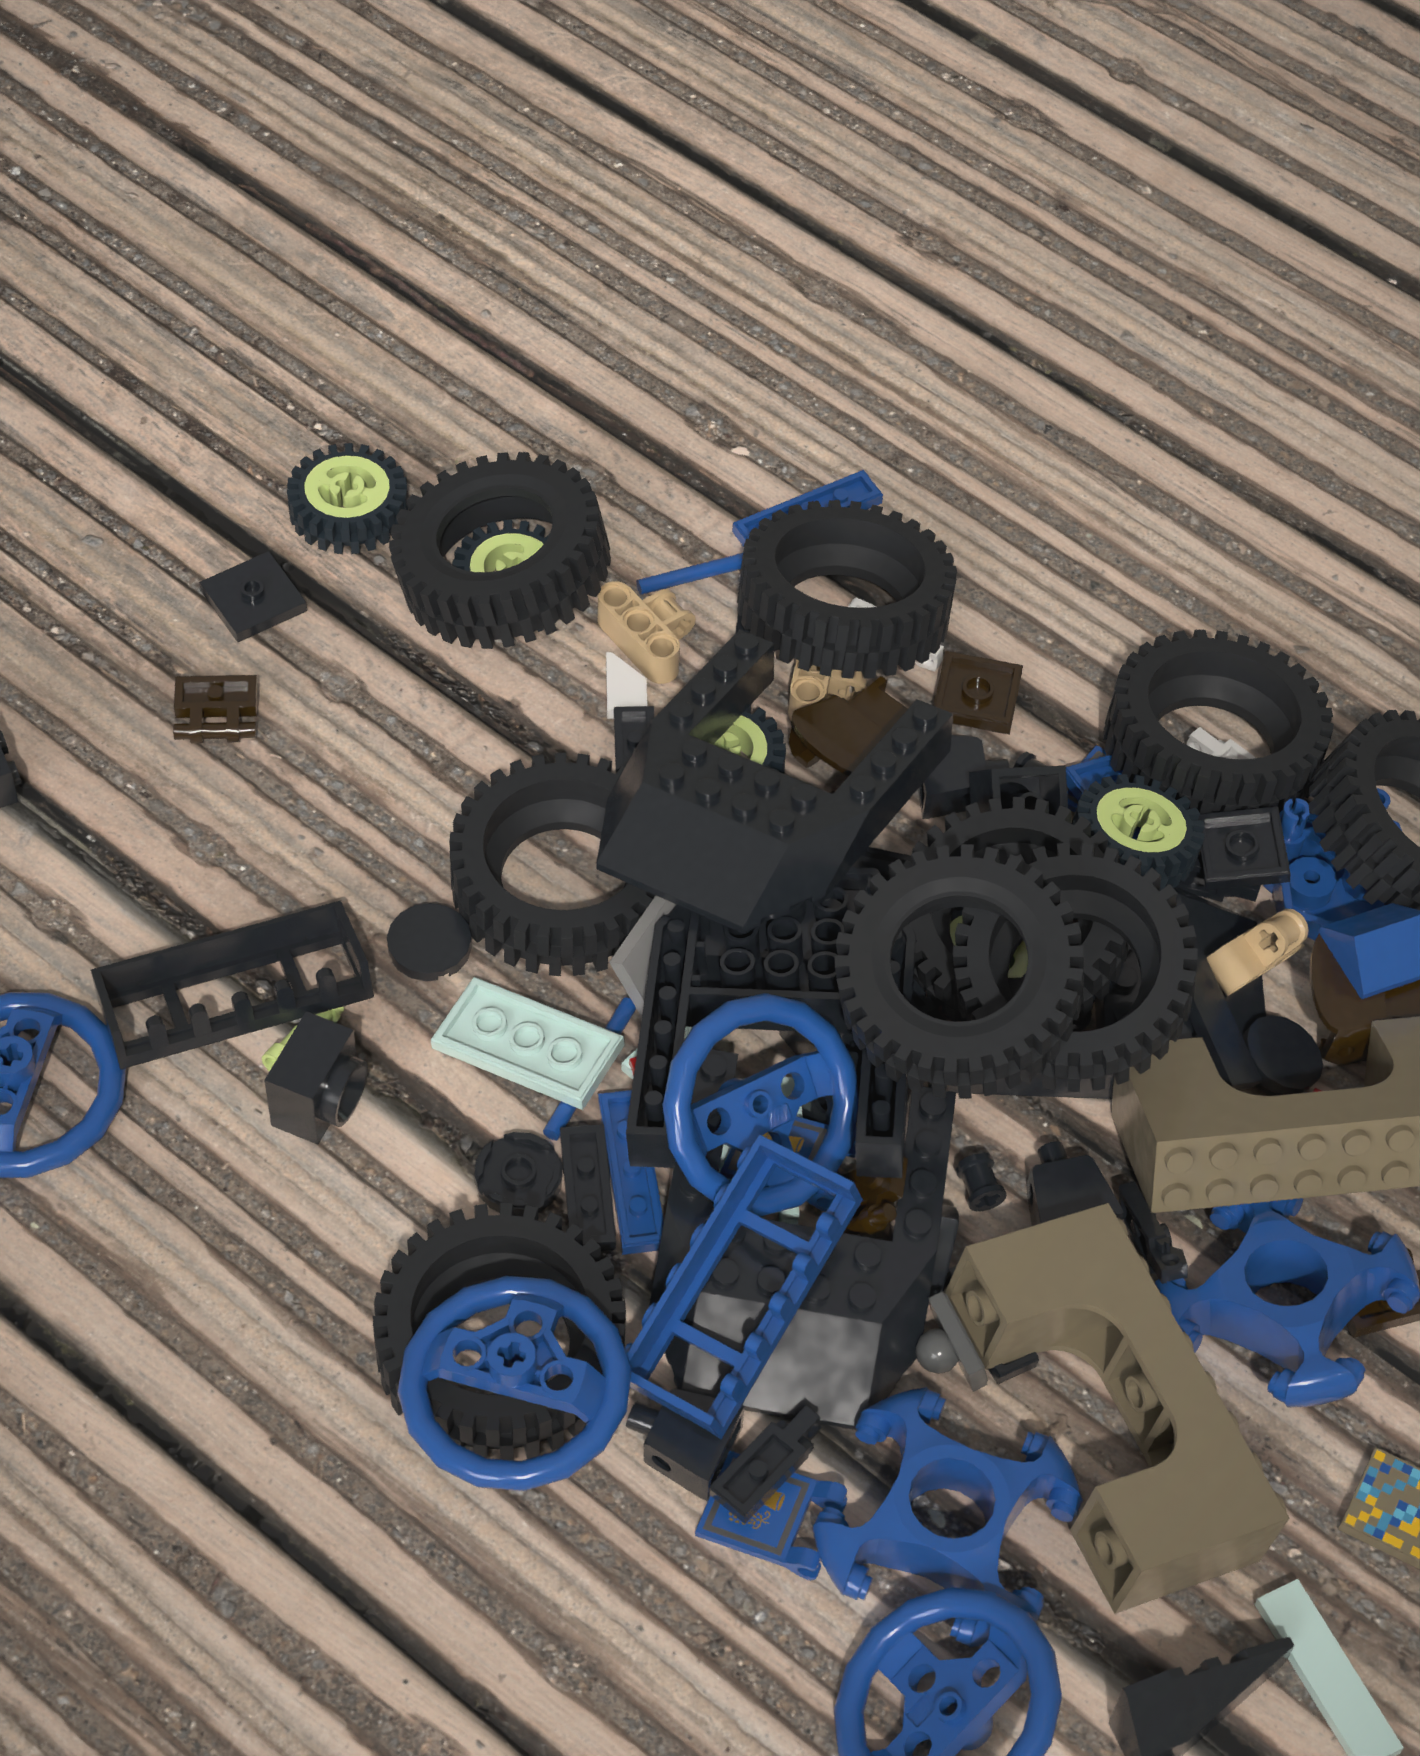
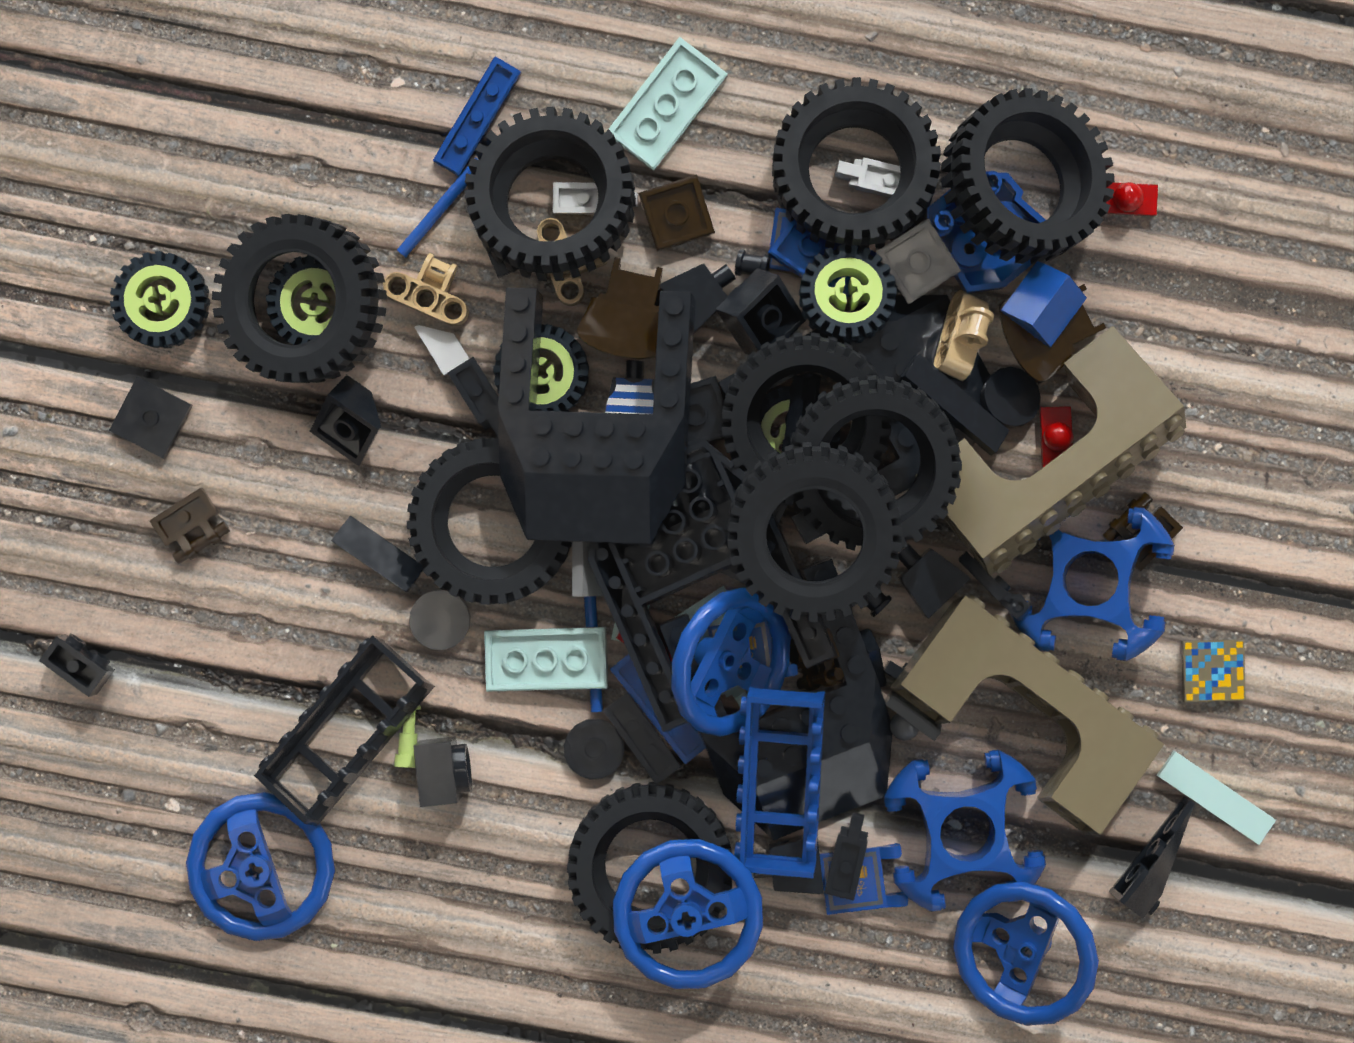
camera: 20 degrees left, 35 degrees up
(406, 842) = (378, 553): none -> black slope
(466, 692) = (348, 420): none -> black slope
(1029, 598) = (667, 103): none -> light aqua tile

